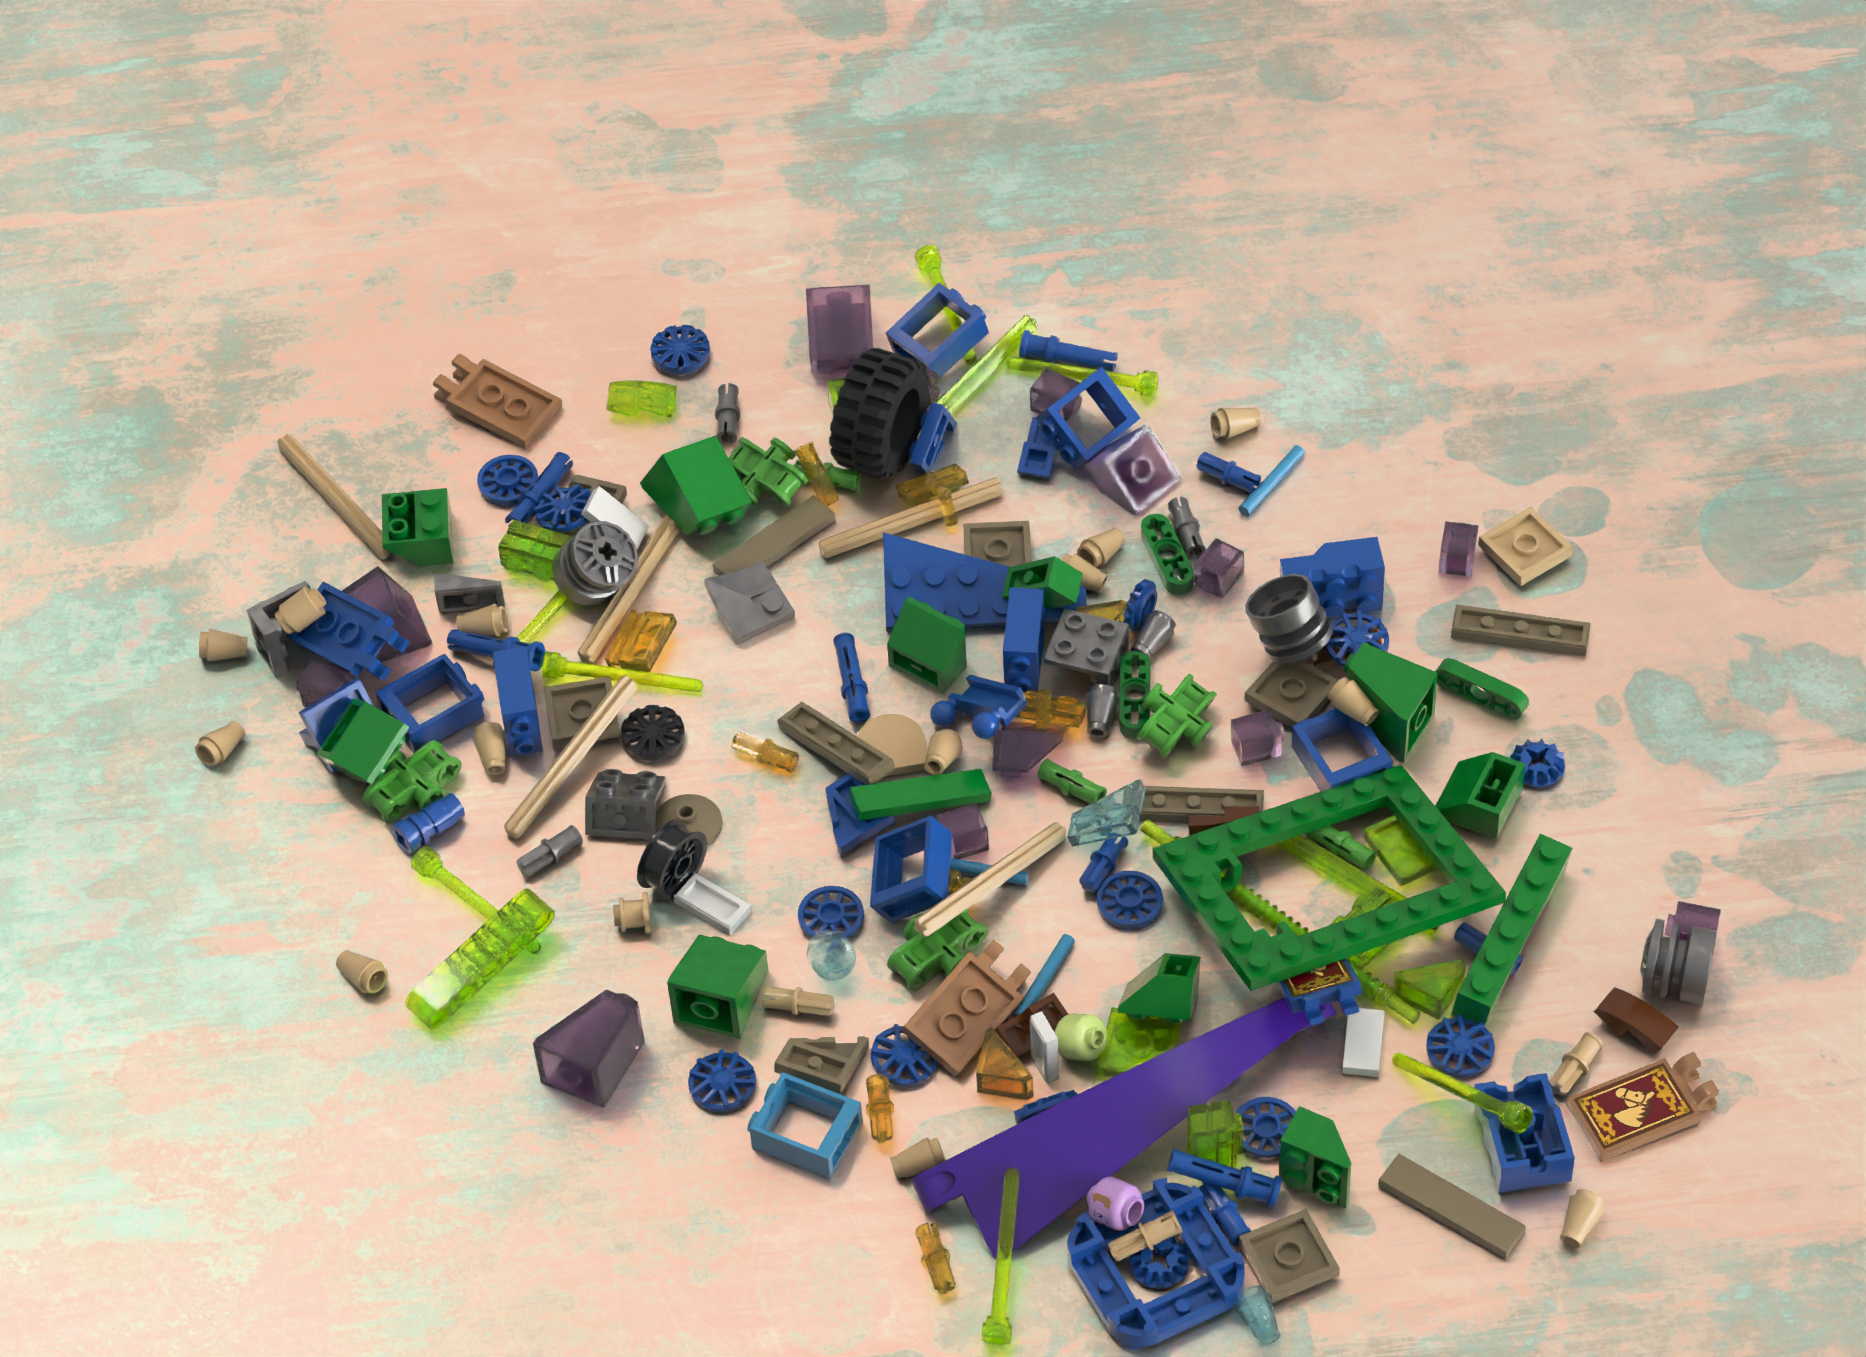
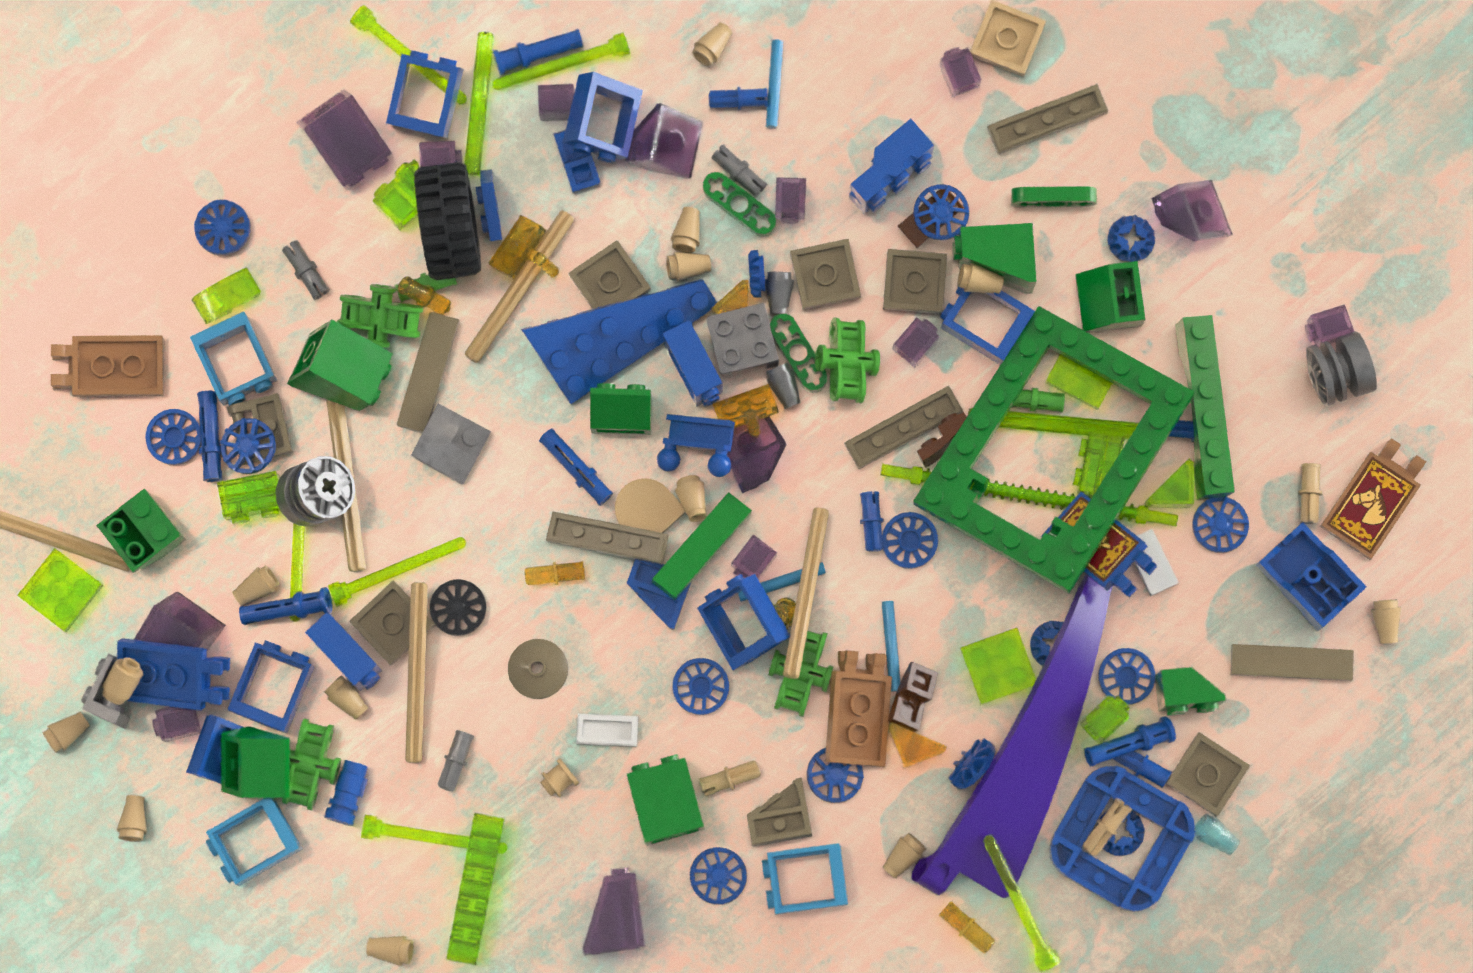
camera: 35 degrees left, 30 degrees up
(310, 539) = (60, 590): none -> clear neon green plate
(311, 790) = (281, 826): none -> dark azure window
(466, 593) = (218, 572): flat silver slope -> none
(596, 418) = (220, 333): none -> dark azure window
(604, 507) = (295, 433): white tile -> none
(623, 804) = (482, 683): flat silver bracket -> none
(641, 640) = (391, 530): clear yellow plate -> none
(671, 858) = (562, 722): black wheel -> none
(831, 955) = (731, 728): clear light blue head -> none
(879, 1107) = (848, 831): clear yellow axle -> none
(1044, 1047) = (939, 716): white tile -> none
(1054, 773) = (806, 464): bright green pin -> none
(1056, 577) = (676, 306): green slope -> none
(1081, 1037) = (956, 688): yellowish green head -> none
(1108, 817) = (854, 481): clear light blue wing -> none
(1115, 1203) = (1072, 817): lavender head -> none
(1164, 989) = (991, 615): green slope -> none
(1208, 643) = (825, 274): none -> dark tan plate
(1289, 618) = (887, 232): flat silver wheel -> none
(1513, 1115) = (1307, 580): clear neon green piece -> none
(1617, 761) = (1192, 211): none -> clear purple slope
(1627, 1012) = (1332, 428): reddish brown slope -> none

